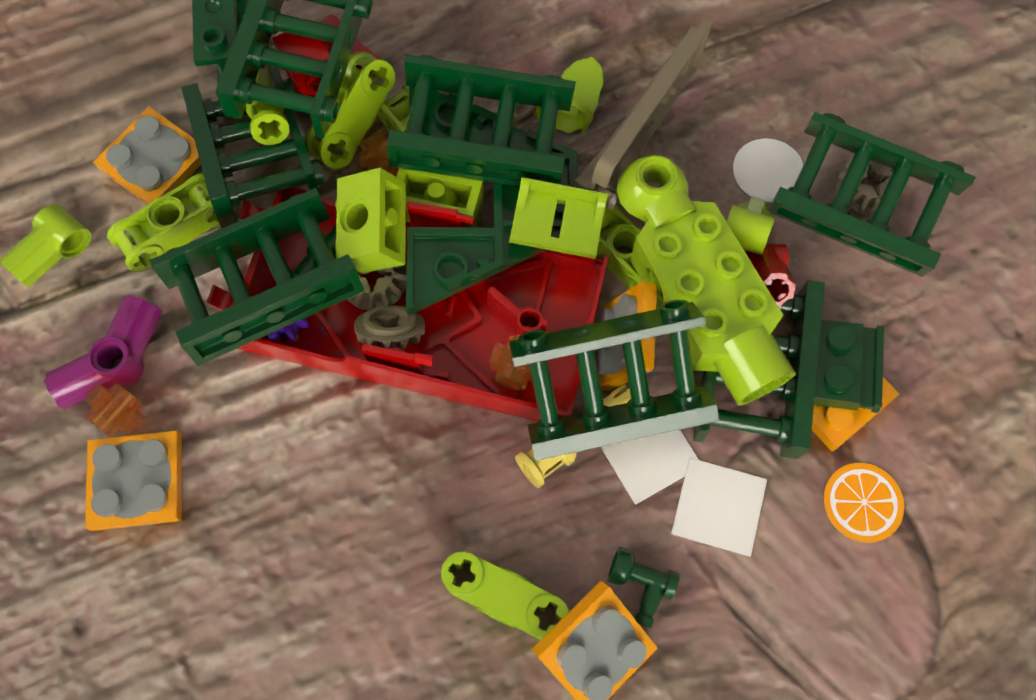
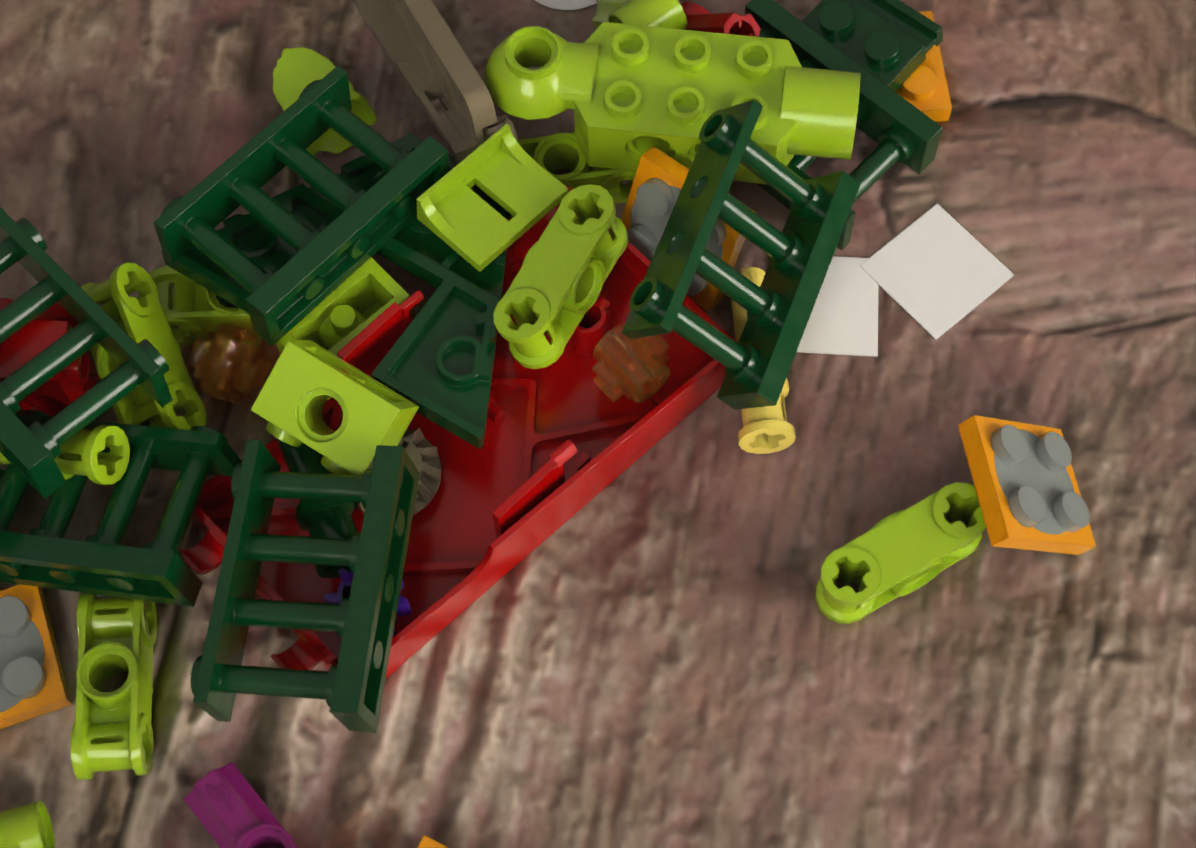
camera: 55 degrees left, 5 degrees down
(389, 327) = (460, 494): dark tan gear -> none
(537, 288) = (561, 276): none -> lime piece
(657, 583) = (948, 407): dark green piece -> none
(863, 502) = (1025, 126): light orange sticker -> none

